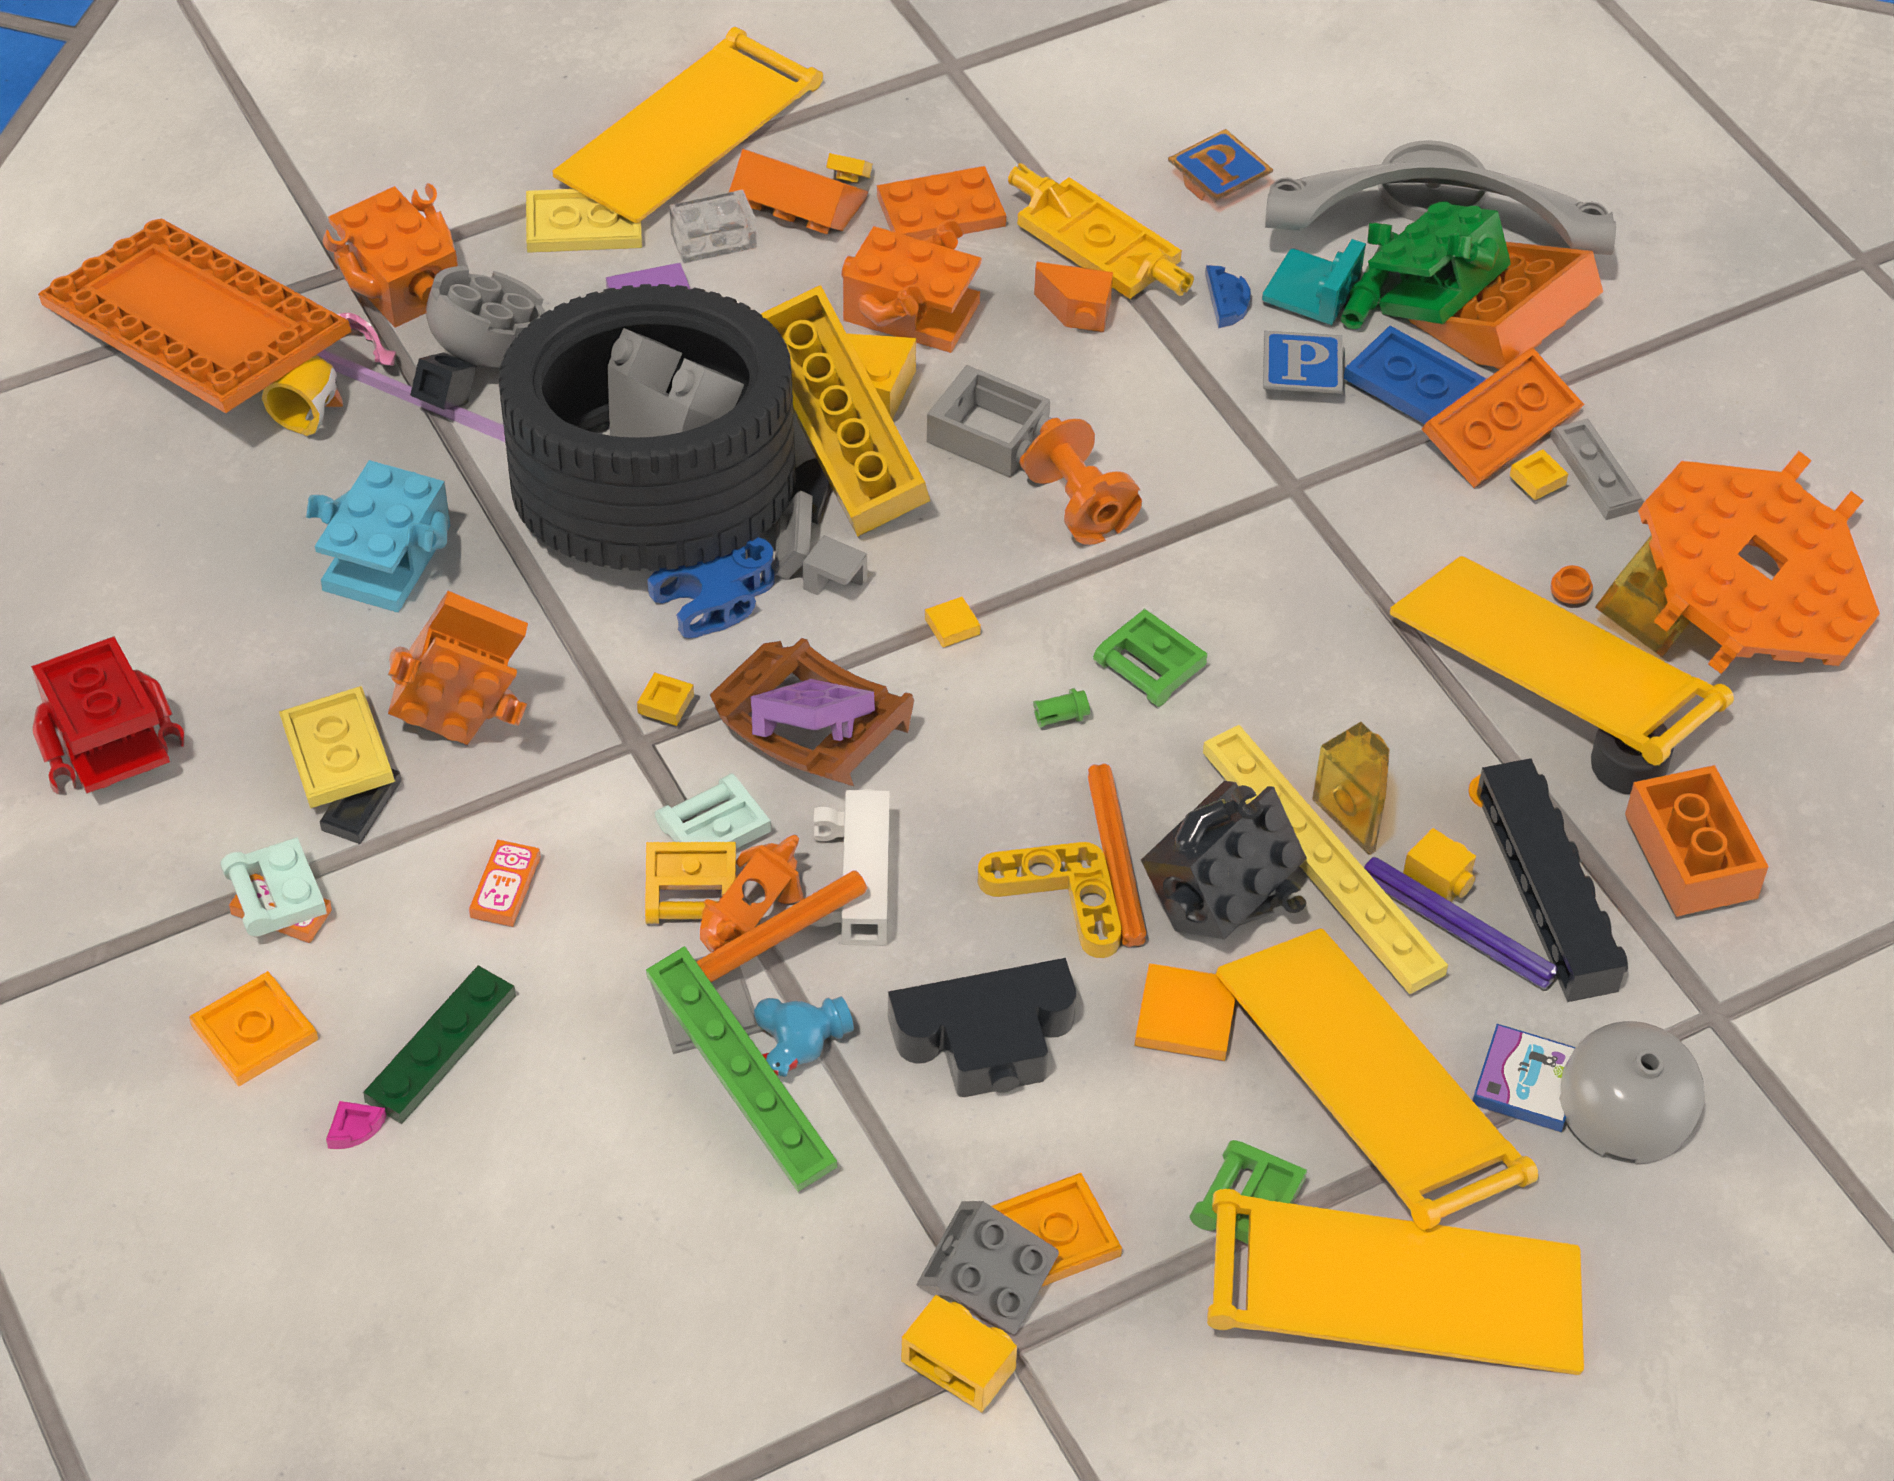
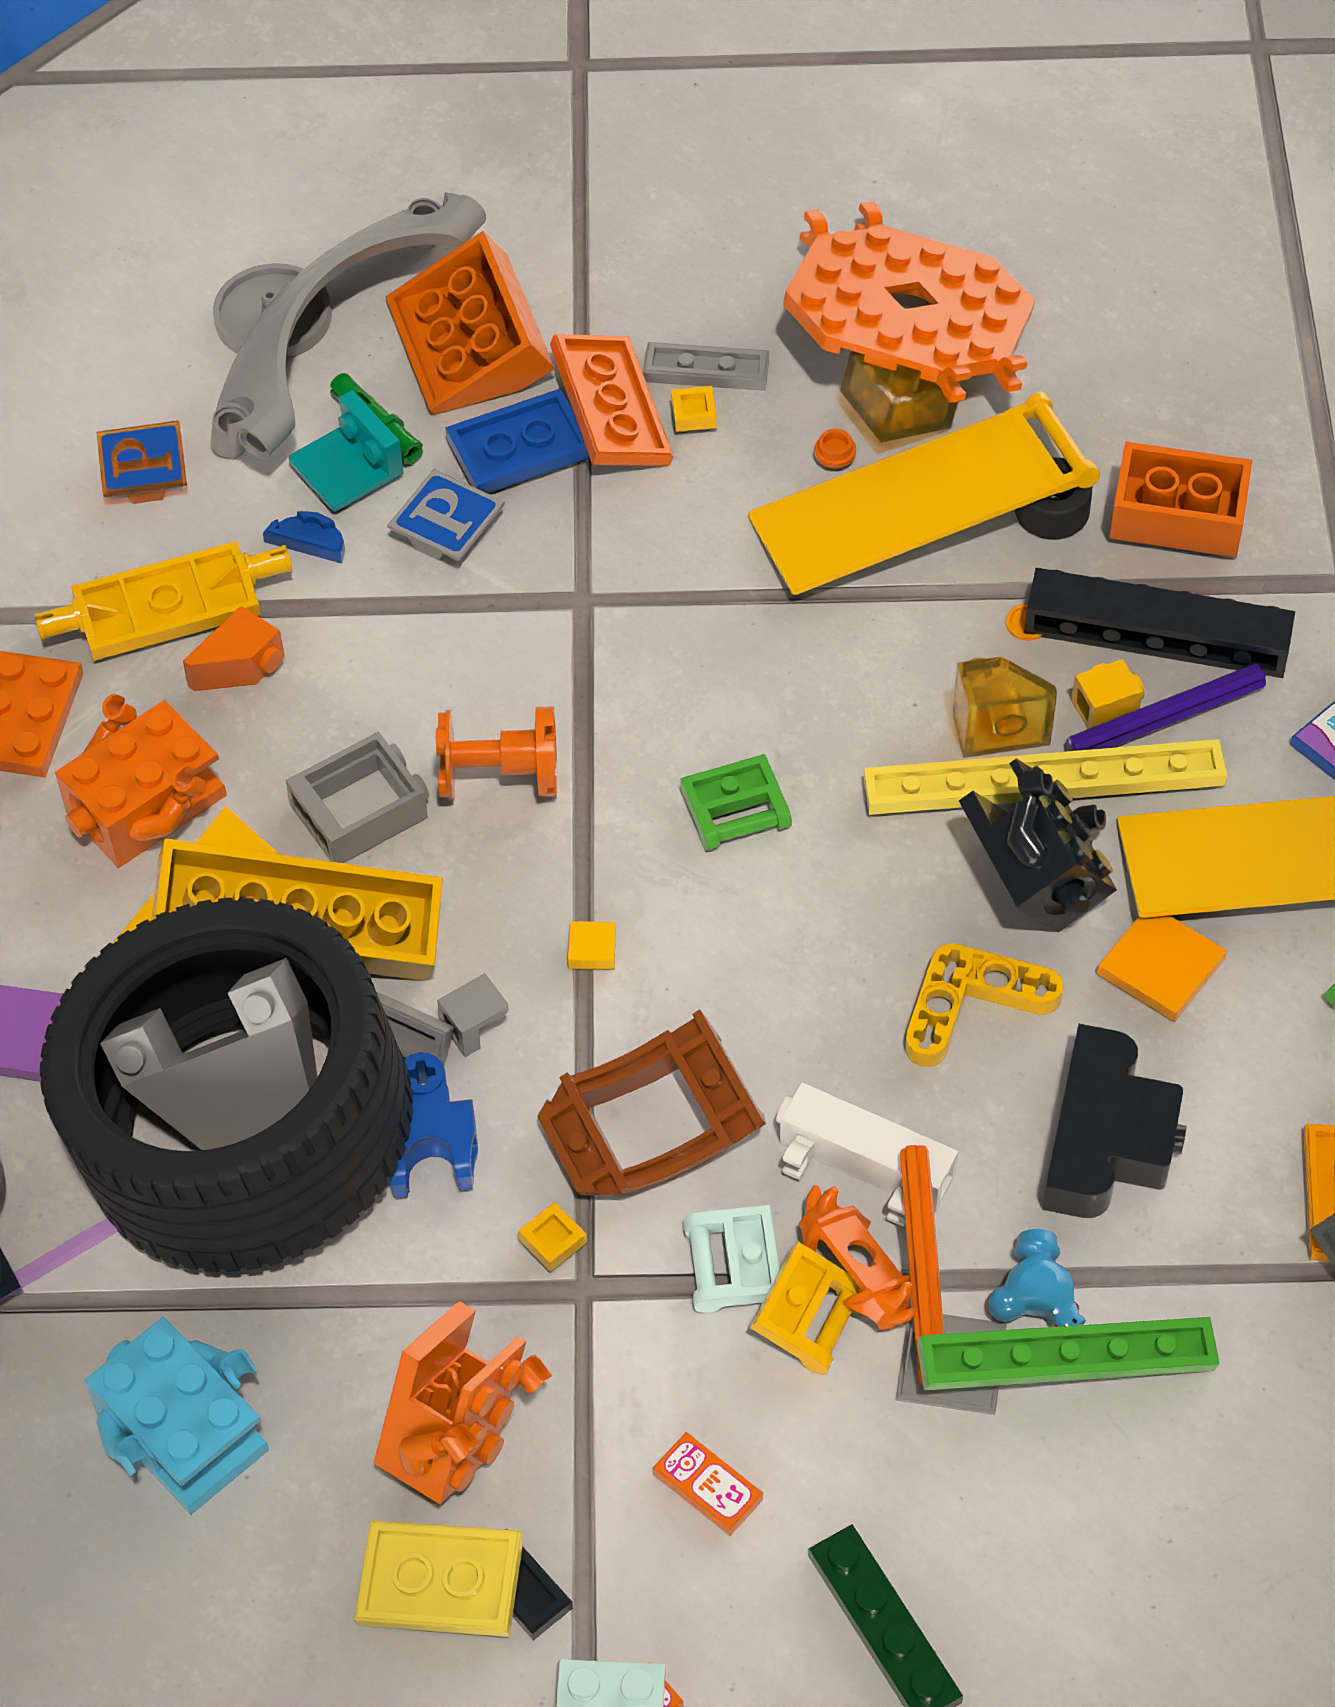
camera: 60 degrees left, 5 degrees up
(811, 706) = (668, 1101): medium lavender piece -> none
(1062, 708) = (759, 891): bright green pin -> none
(1116, 854) = (943, 931): orange axle -> none
(1440, 260) = (405, 348): green torso -> none

